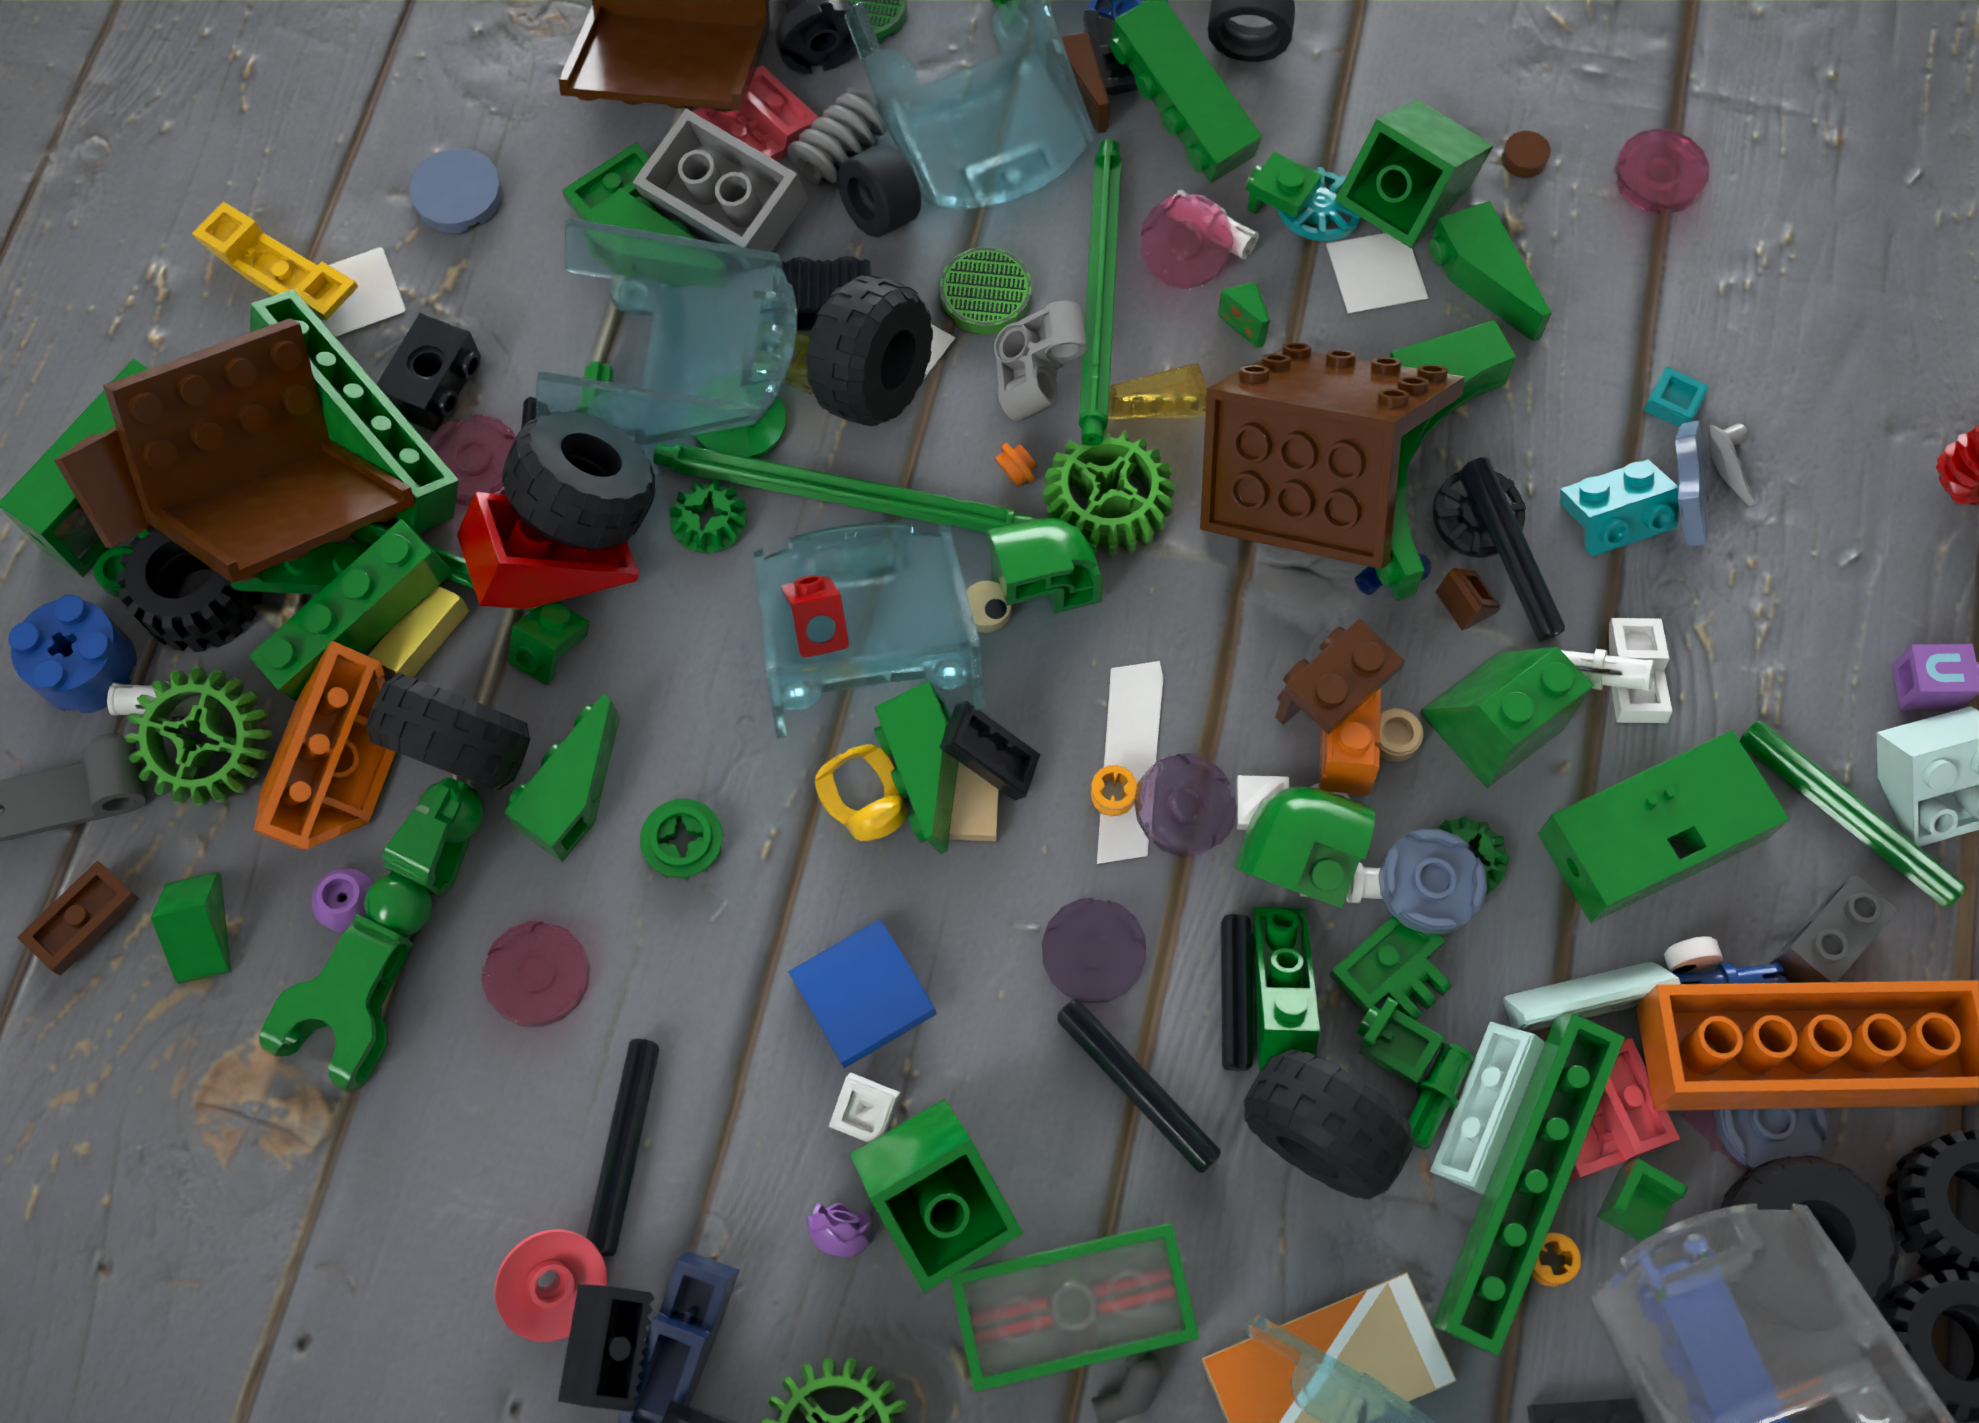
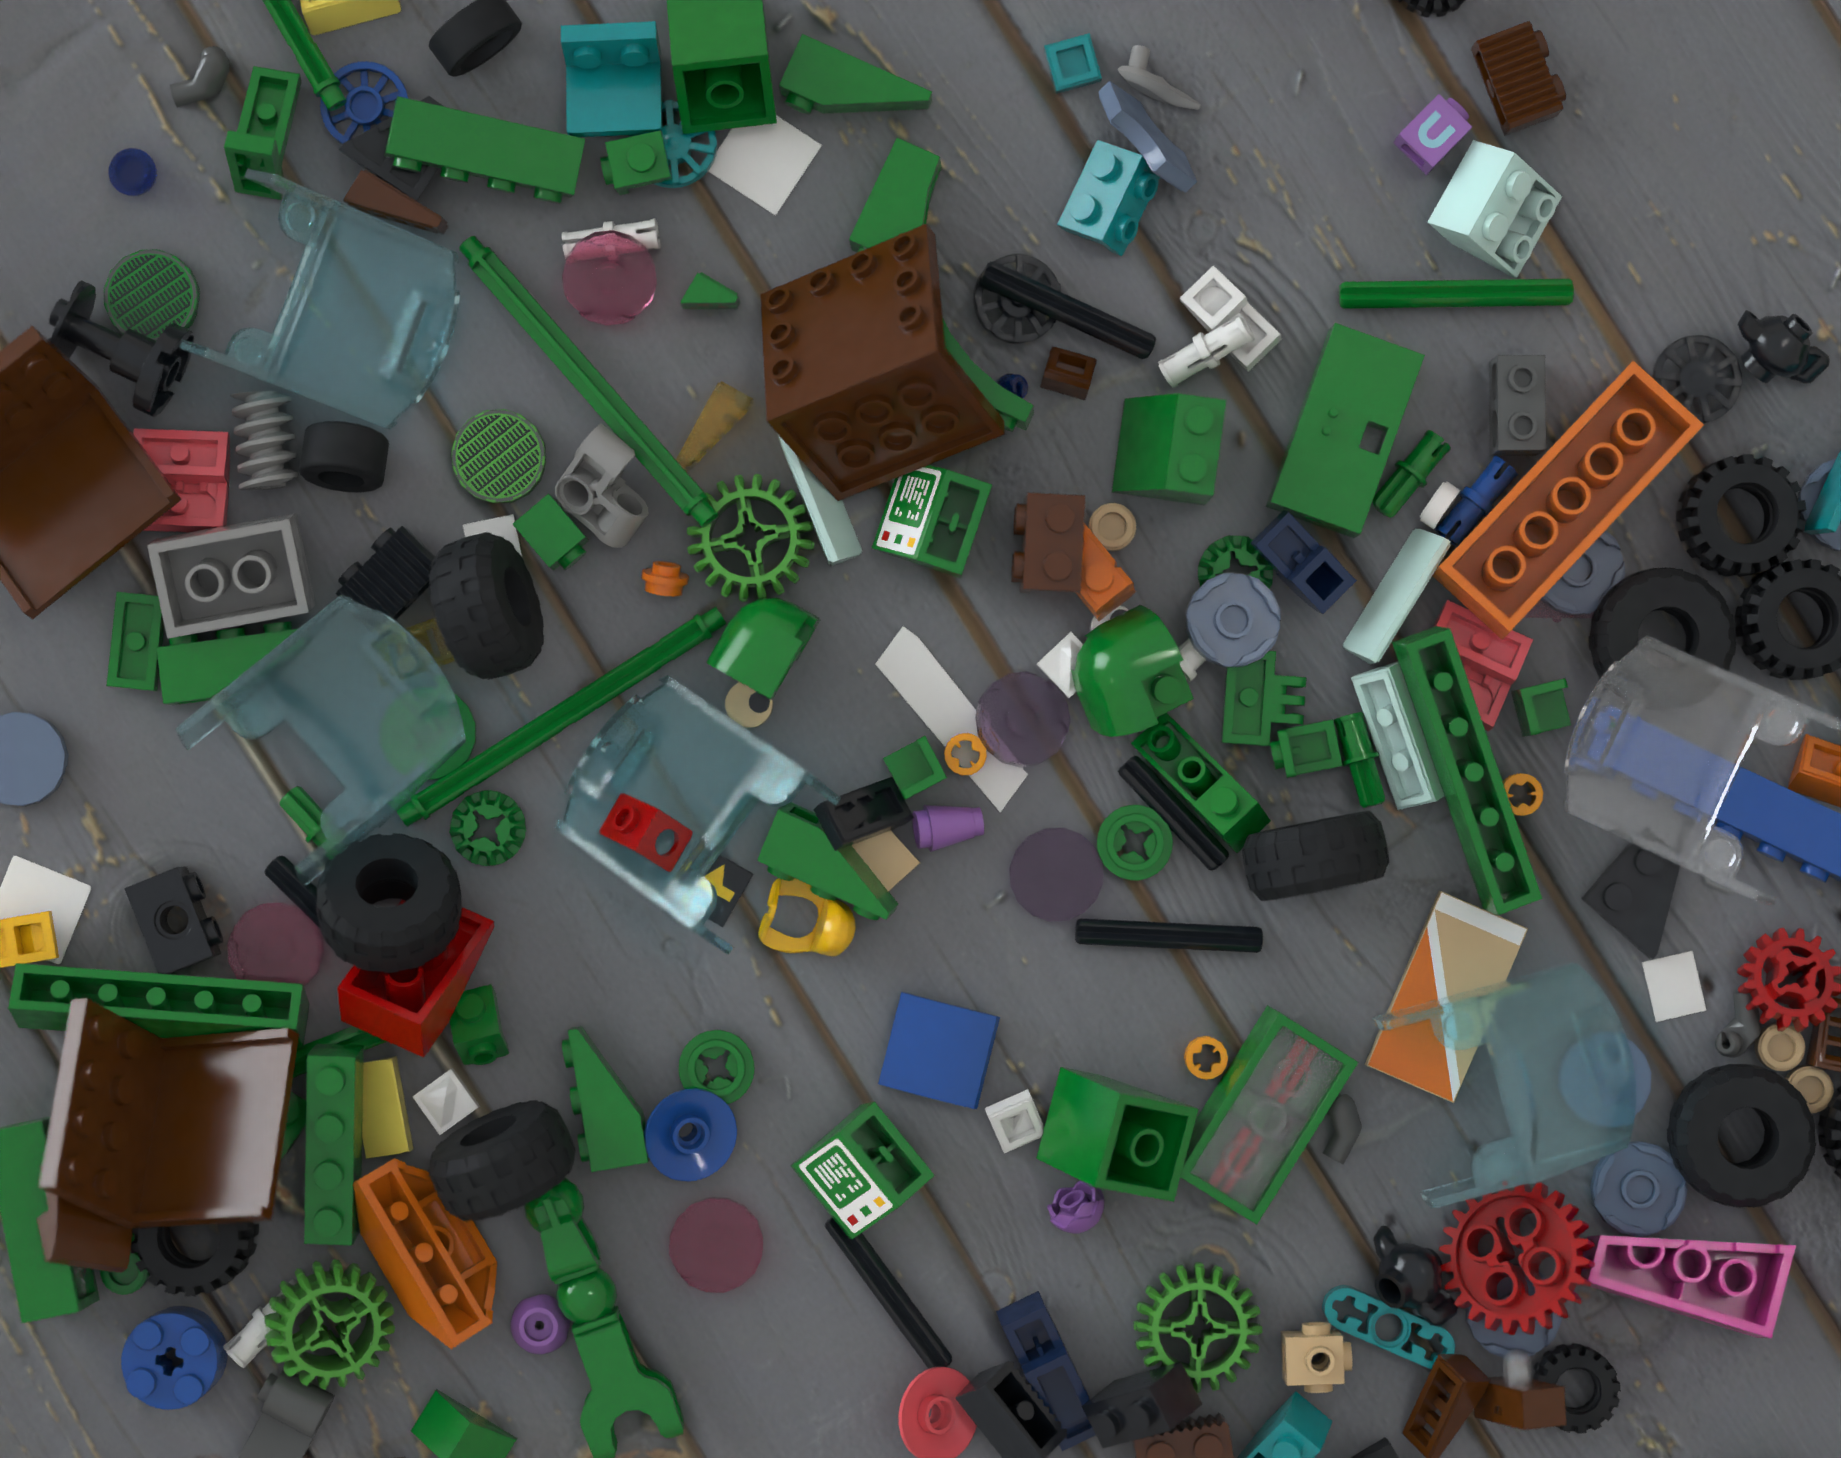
camera: 50 degrees left, 20 degrees up
(466, 671) = (446, 1101): none -> white tile
(584, 880) = (704, 1148): none -> blue dish
(704, 1018) = (862, 1169): none -> slope
(826, 718) = (730, 883): none -> black sticker
(968, 363) = (552, 534): none -> green brick
(1044, 827) = (946, 825): none -> medium lavender cone
(1064, 765) = (915, 768): none -> green panel
(1070, 1198) = (1216, 1068): none -> light orange bush
(1181, 530) = (825, 512): none -> light aqua slope
(1201, 969) = (1157, 845): none -> green gear
(1265, 600) = (932, 518): none -> green slope
(1324, 120) = (612, 79): none -> teal bracket
(1532, 898) = (1303, 562): none -> dark blue brick
(1688, 912) = (1410, 474): none -> green axle

